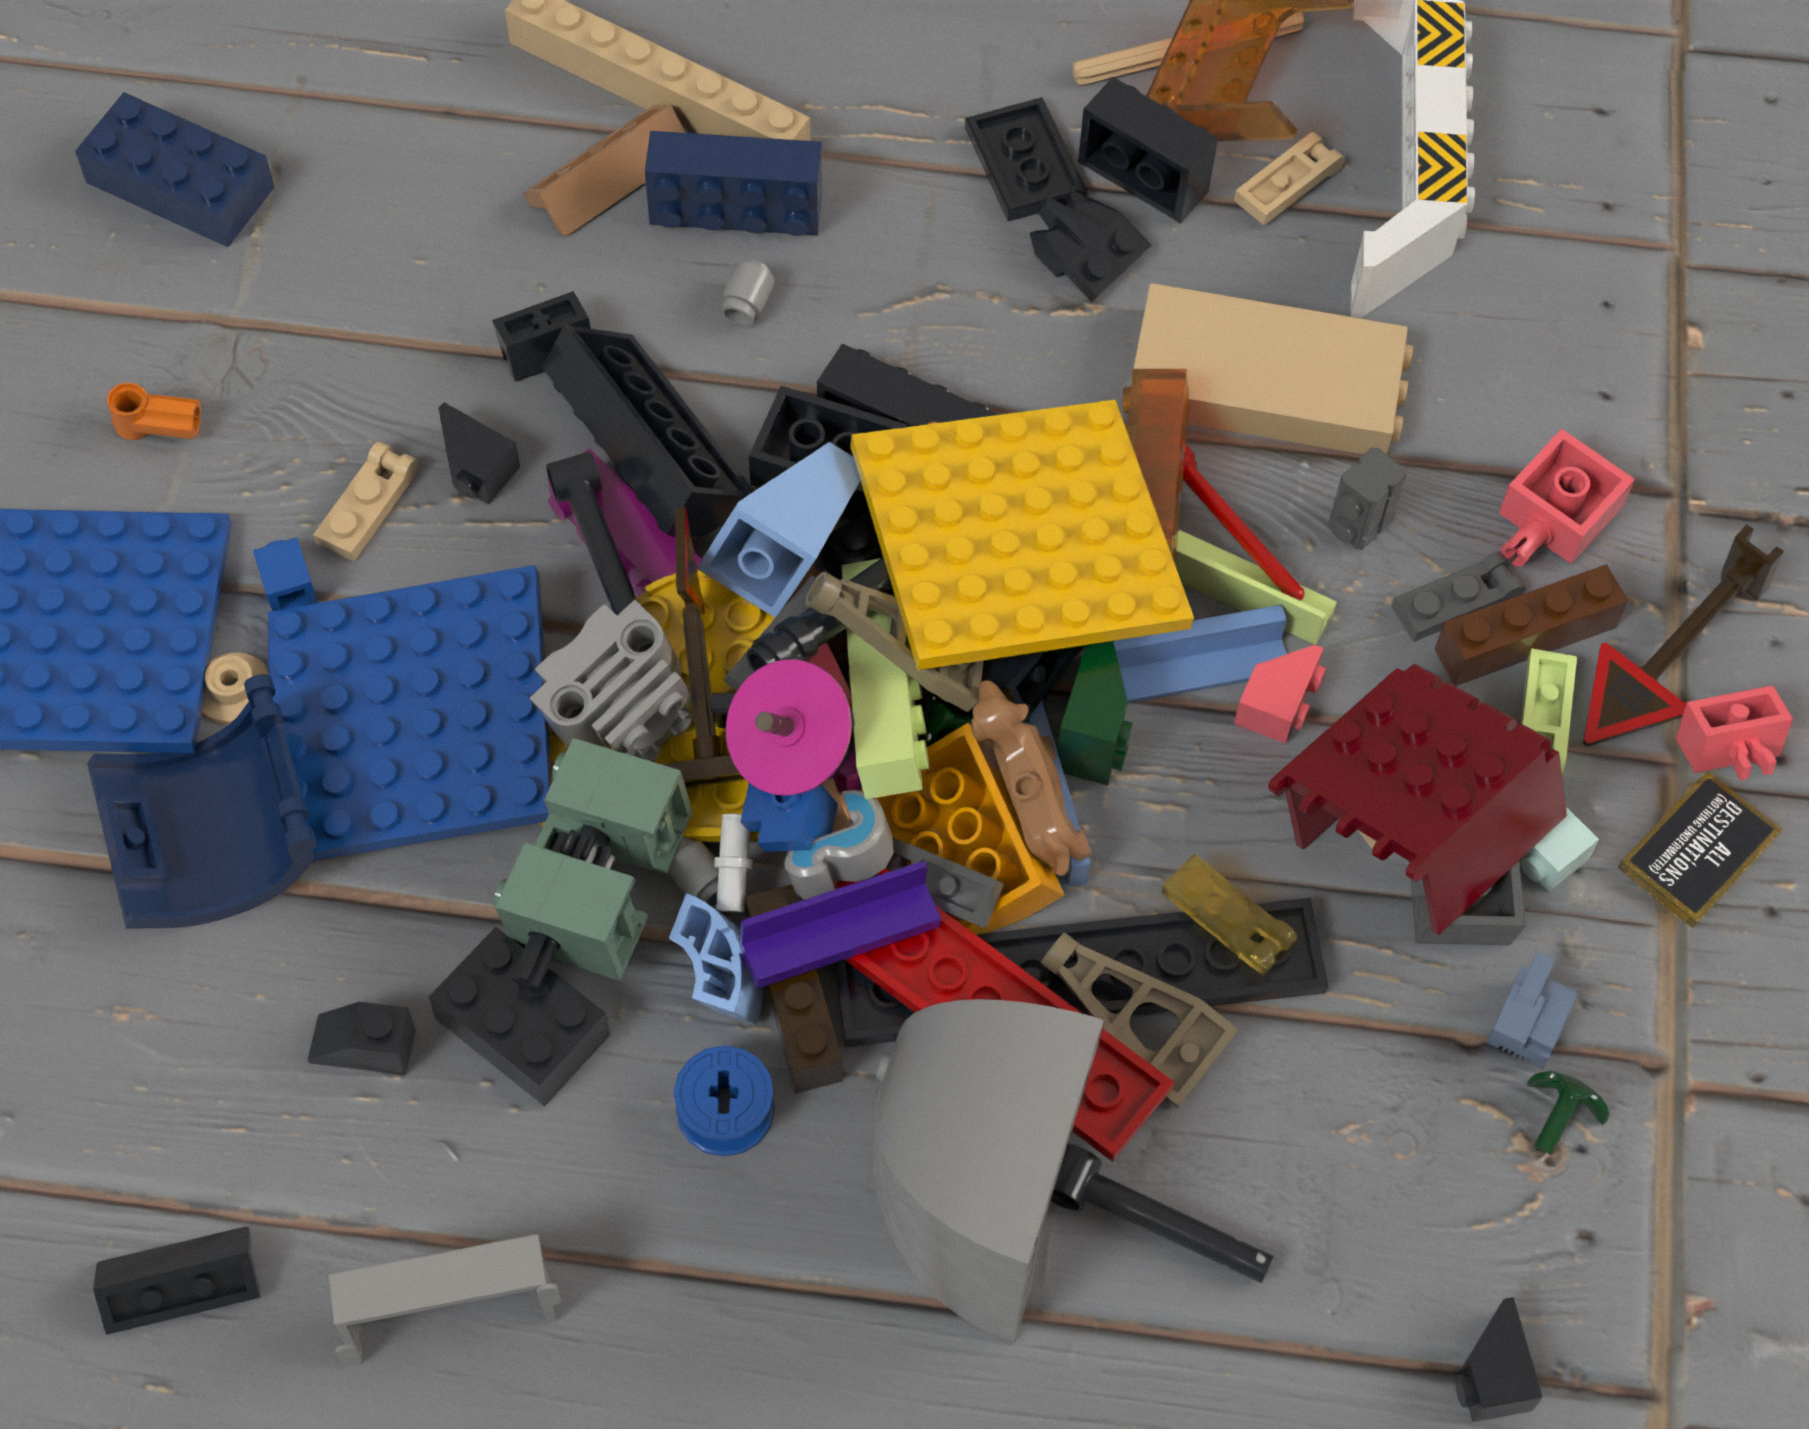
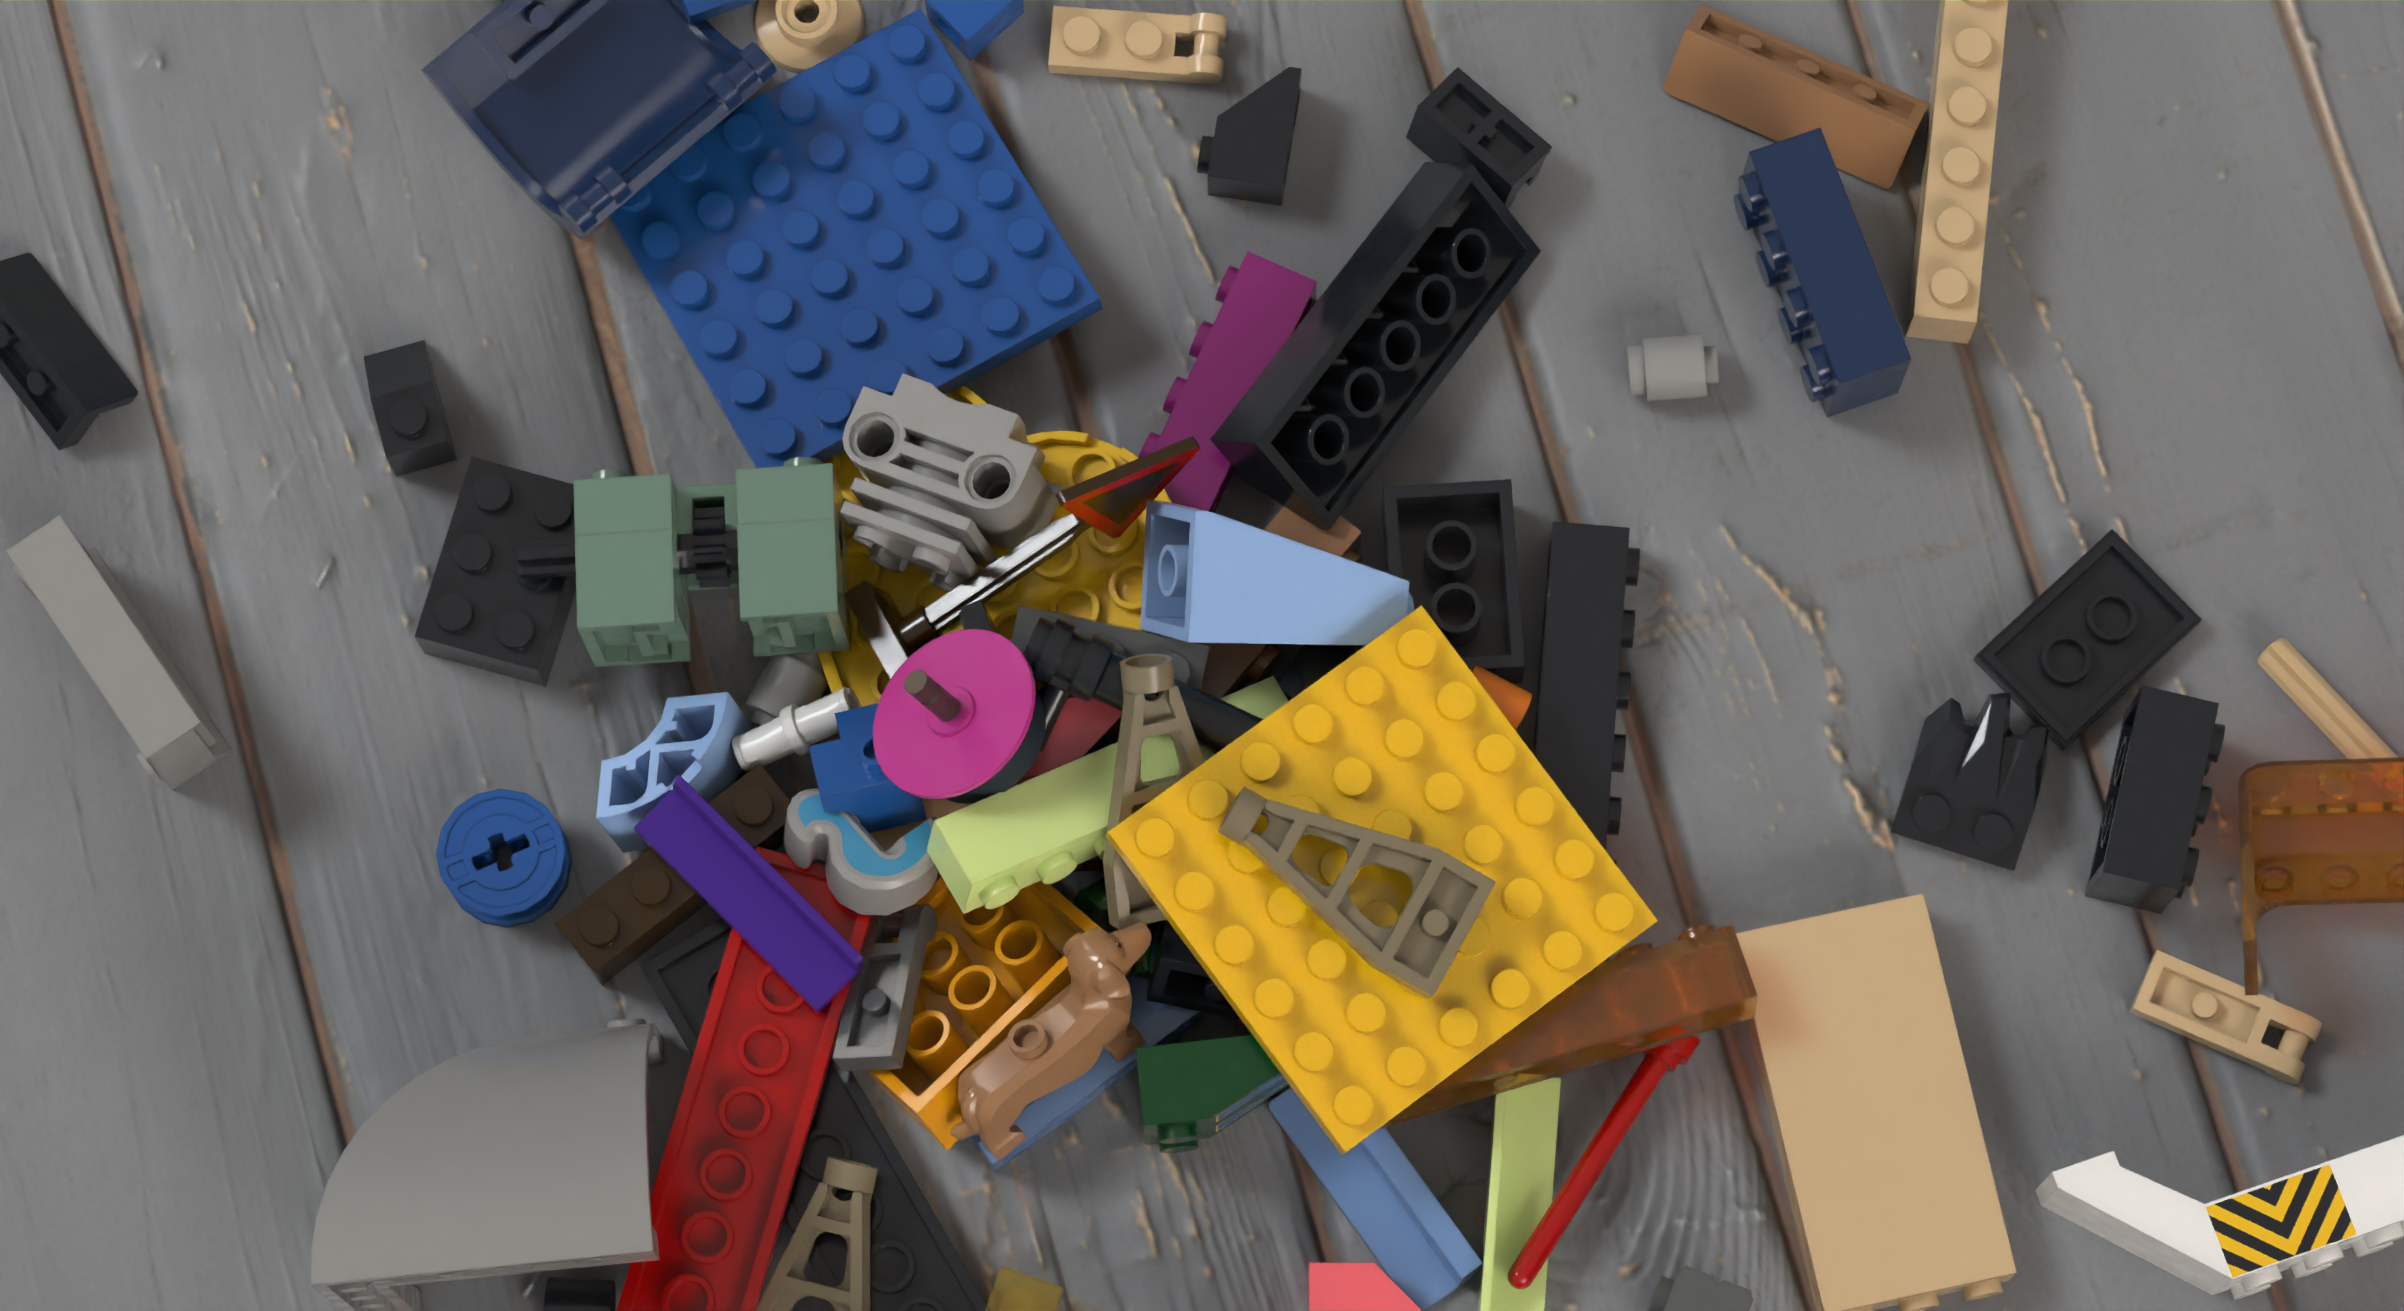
camera: 70 degrees right, 15 degrees up
(576, 481) = (1241, 287): black piece -> none
(1061, 491) = (1432, 922): none -> dark tan plate

